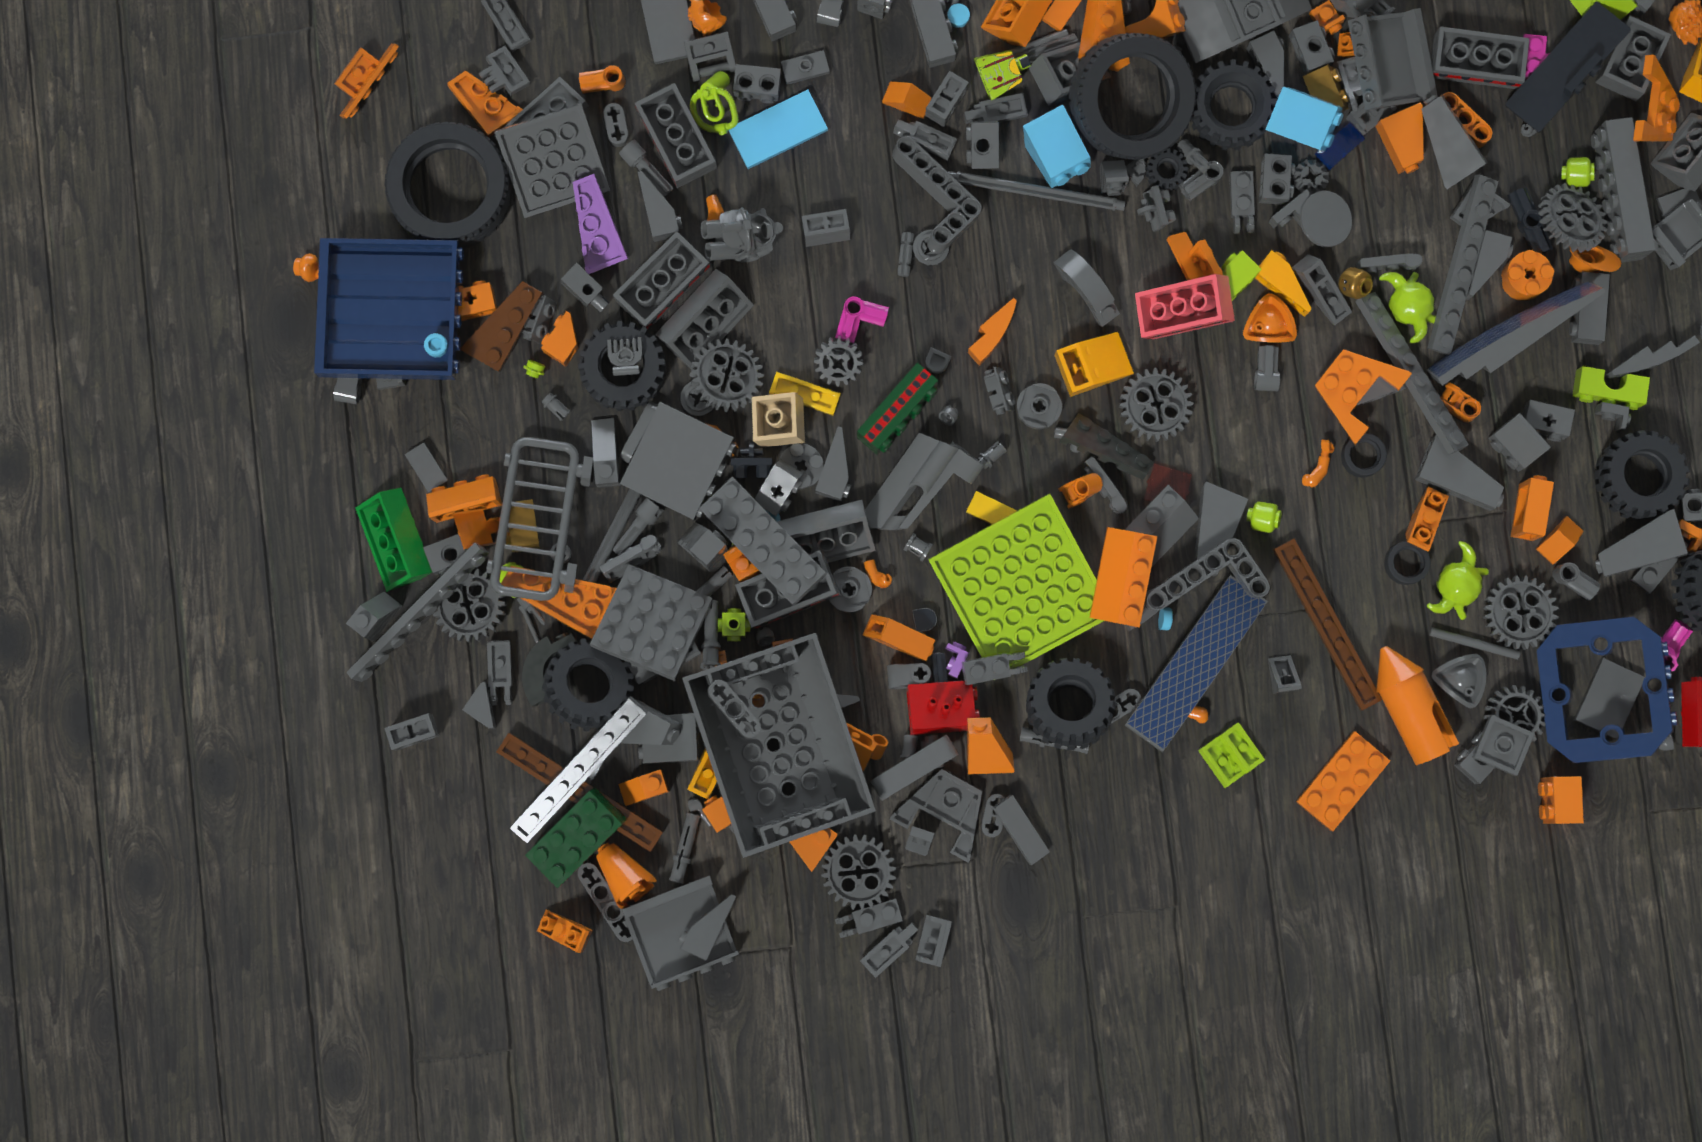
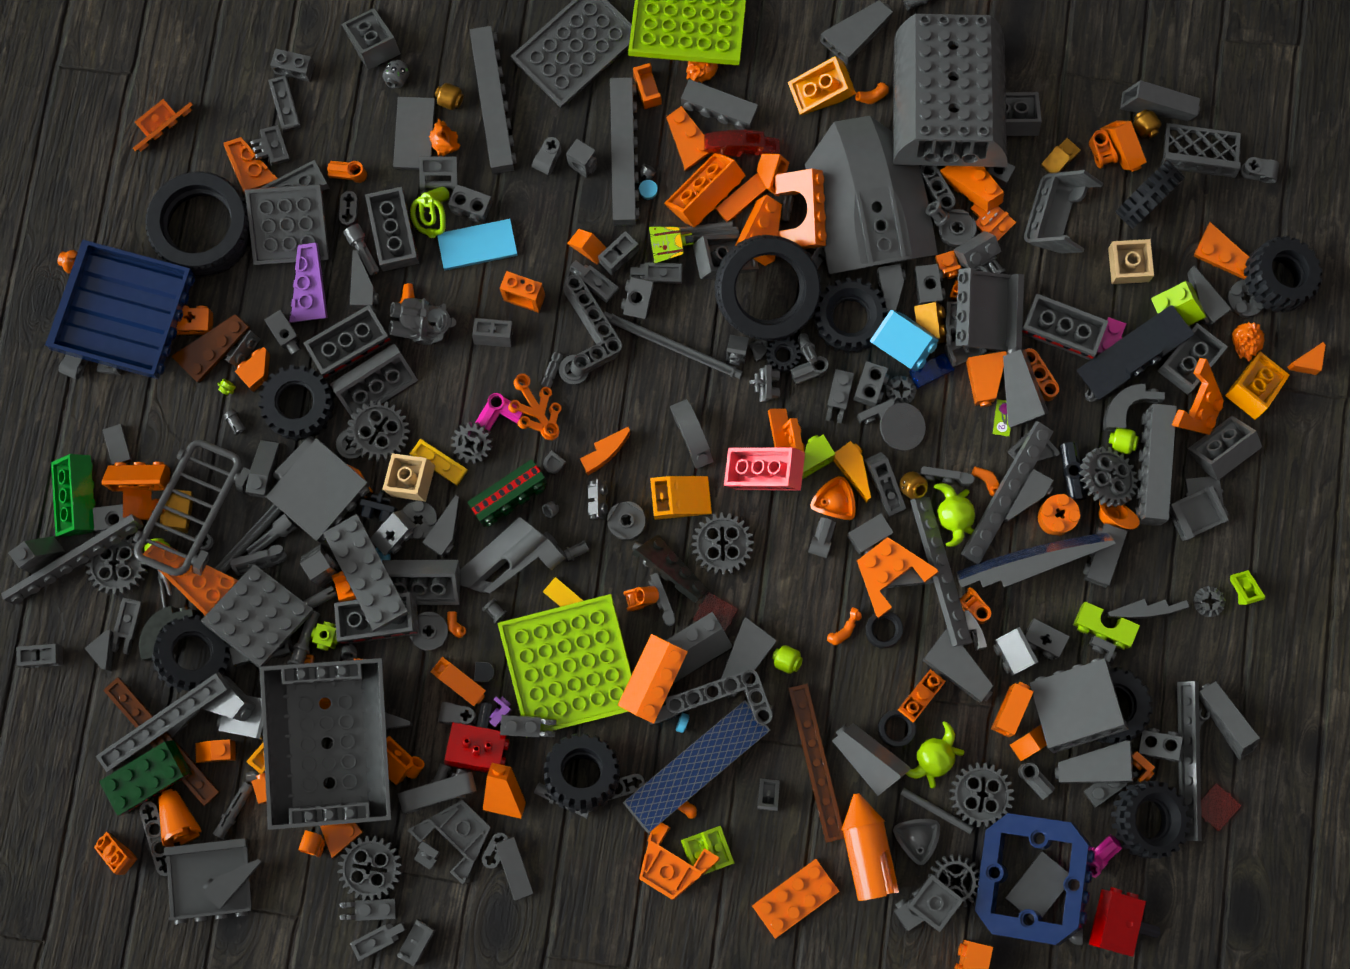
camera: 20 degrees right, 5 degrees down
(436, 345) = (148, 347): medium azure tile -> none
(624, 358) = (297, 396): dark grey piece -> none
(750, 718) = (282, 692): dark grey beam -> none
(786, 861) = (312, 844): none -> orange piece
(805, 67) = (513, 200): dark grey plate -> none
(849, 175) = (526, 295): none -> orange window
(902, 304) = (536, 410): none -> orange plant
(1056, 147) = (696, 313): medium azure slope -> none
(1195, 788) = (667, 871): none -> orange wing
(1320, 351) = (870, 534): none -> dark grey brick
(1388, 604) = (870, 758): none -> dark grey slope
(1433, 181) = (1001, 419): none -> sticker
(1436, 253) = (988, 477): none -> orange arm
(1470, 433) = (977, 634): none -> light grey slope
(1561, 140) = (1117, 409): none -> dark grey arch
(1606, 484) = (1078, 705): none -> dark grey panel

